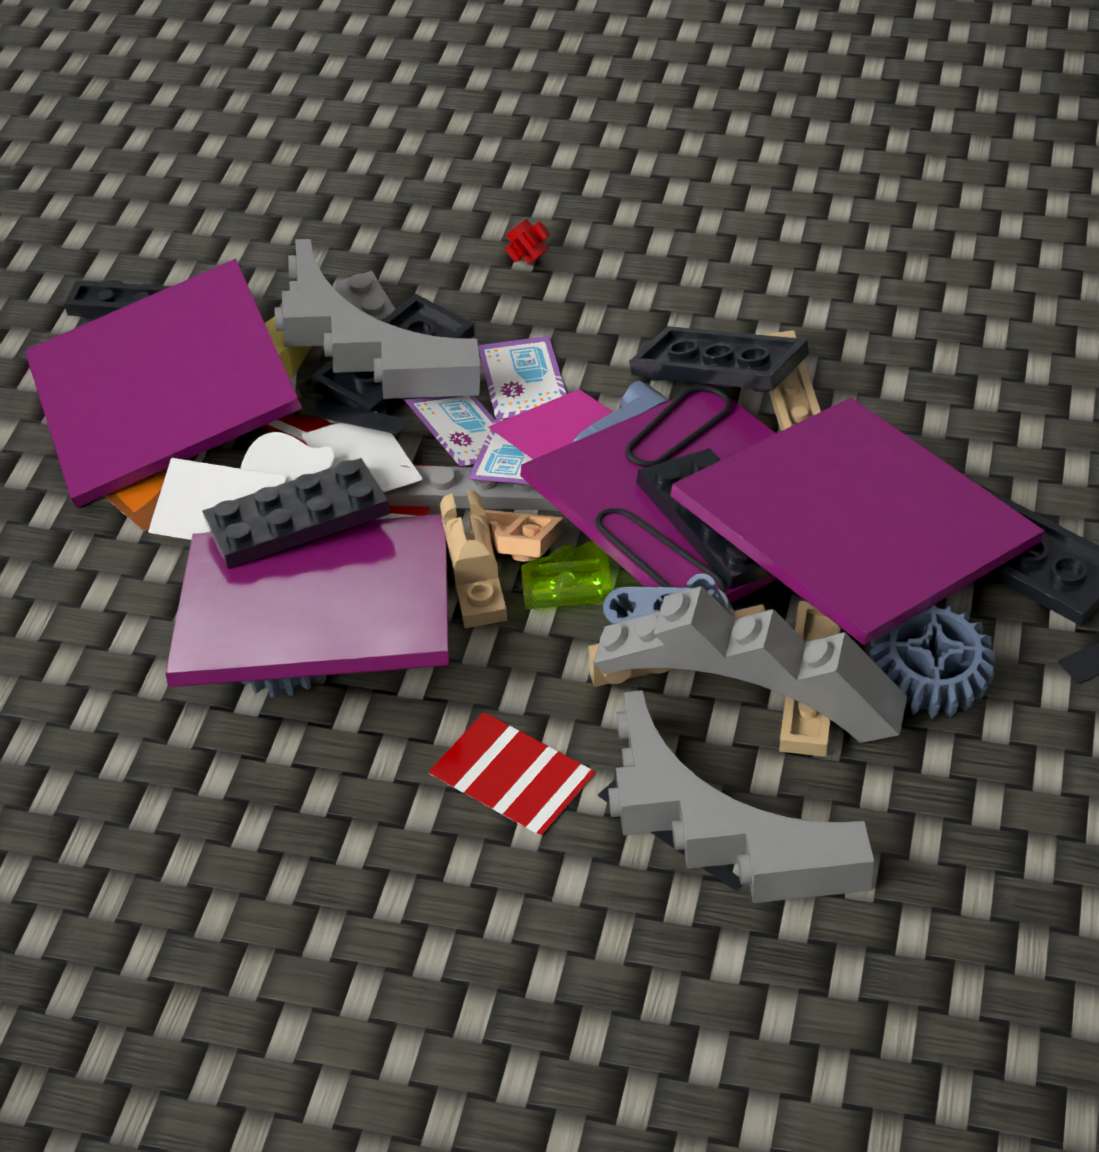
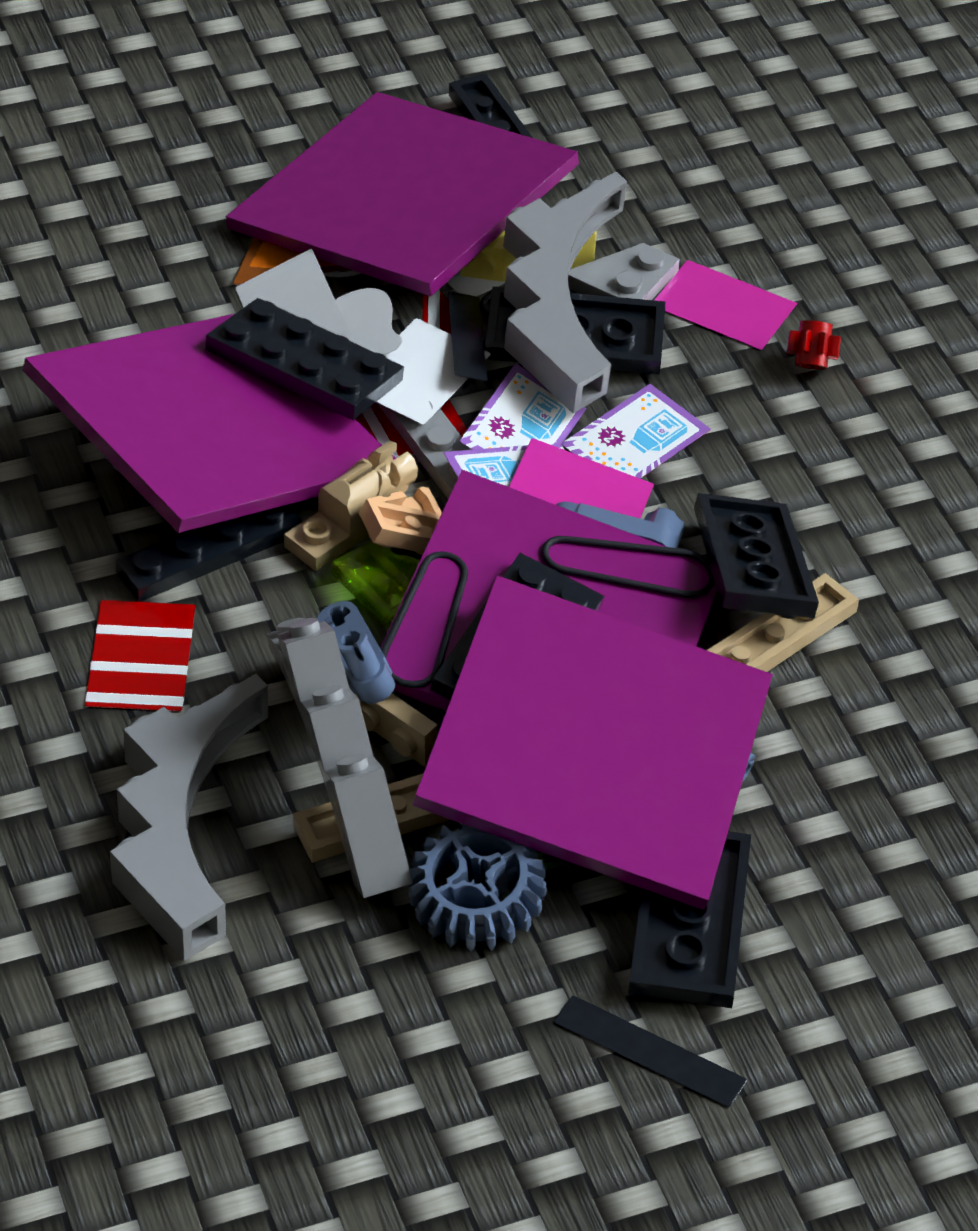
camera: 50 degrees right, 0 degrees up
(431, 696) = (202, 551): none -> black plate
(432, 272) = (725, 304): none -> dark pink sticker

